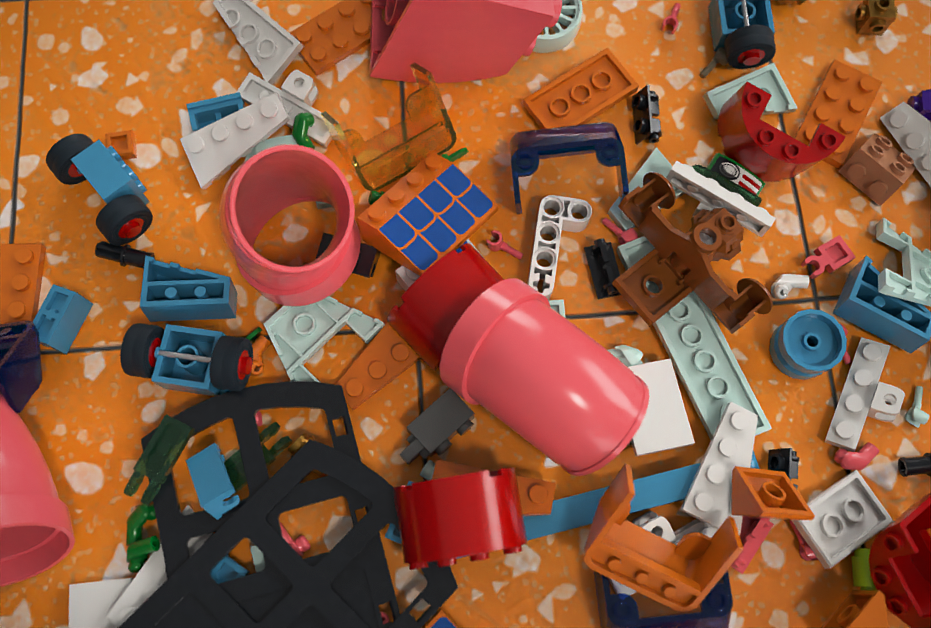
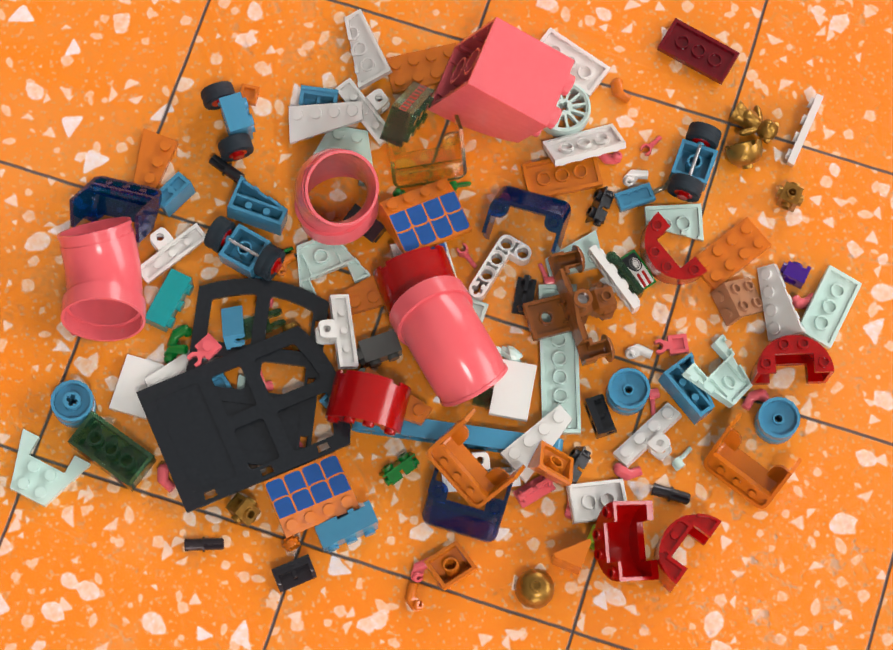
camera: 20 degrees right, 0 degrees up
(80, 403) = (170, 250): none -> white plate
(105, 477) = (169, 300): none -> teal brick
(159, 457) = (207, 300): clear green hinge -> none
(184, 531) = (206, 348): none -> coral plate
(300, 129) = (366, 131): green arm -> none
(346, 85) = (407, 114): none -> brick
(375, 424) = (339, 330): none -> white plate
(546, 576) = (392, 471): none -> green hinge
(593, 44) = (584, 145): none -> white plate
(630, 52) = (611, 158): none -> coral arm
(670, 61) = (633, 175): none -> white arm
(685, 88) = (634, 197): none -> dark azure plate
(782, 396) = (599, 416): none -> black hinge

